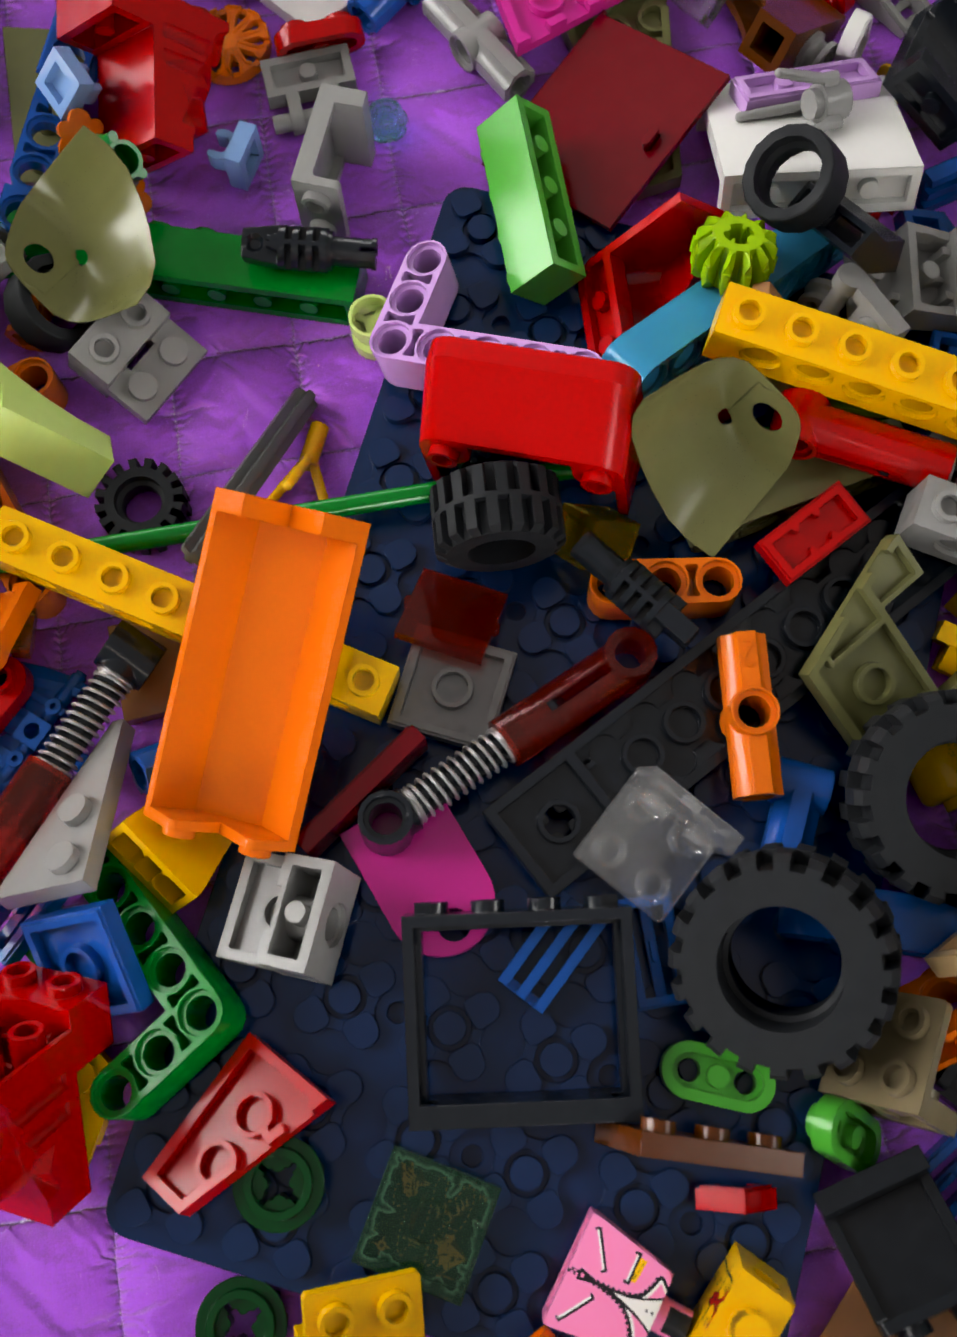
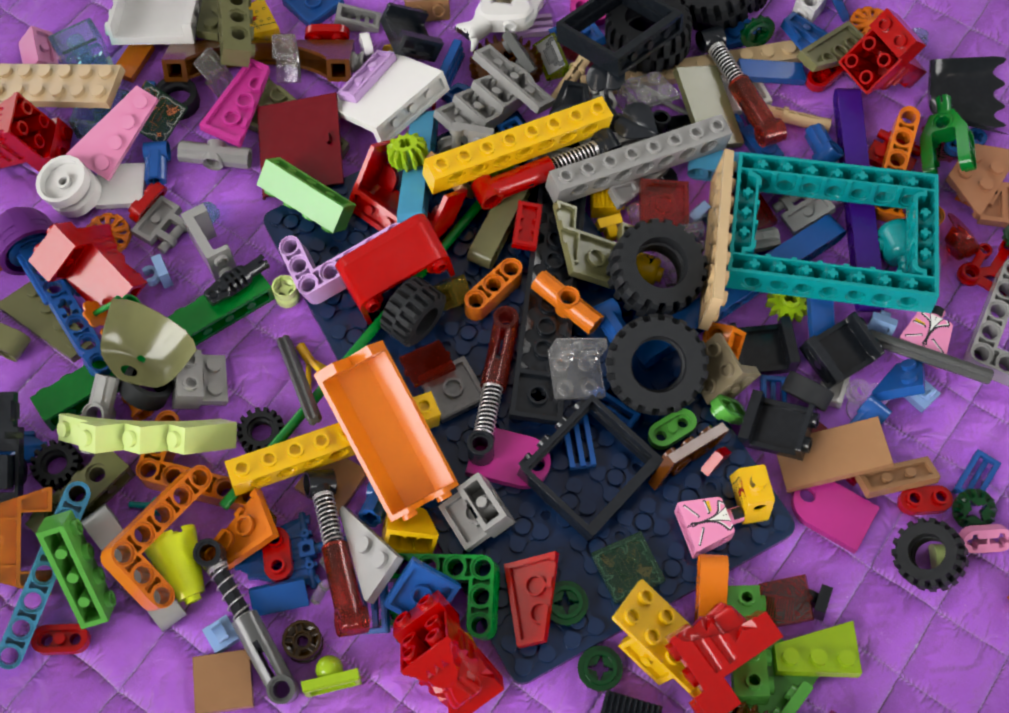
camera: 50 degrees left, 10 degrees down
(66, 82) = (69, 296): light blue tile -> none
(376, 776) = (458, 445): dark red tile -> none
(636, 591) = (489, 293): black hinge -> none
(706, 470) = (473, 231): olive piece -> none
(776, 150) = (388, 106): black tyre -> none
(824, 103) = (383, 74): light grey plant -> none
(874, 252) = (458, 113): black piece -> none

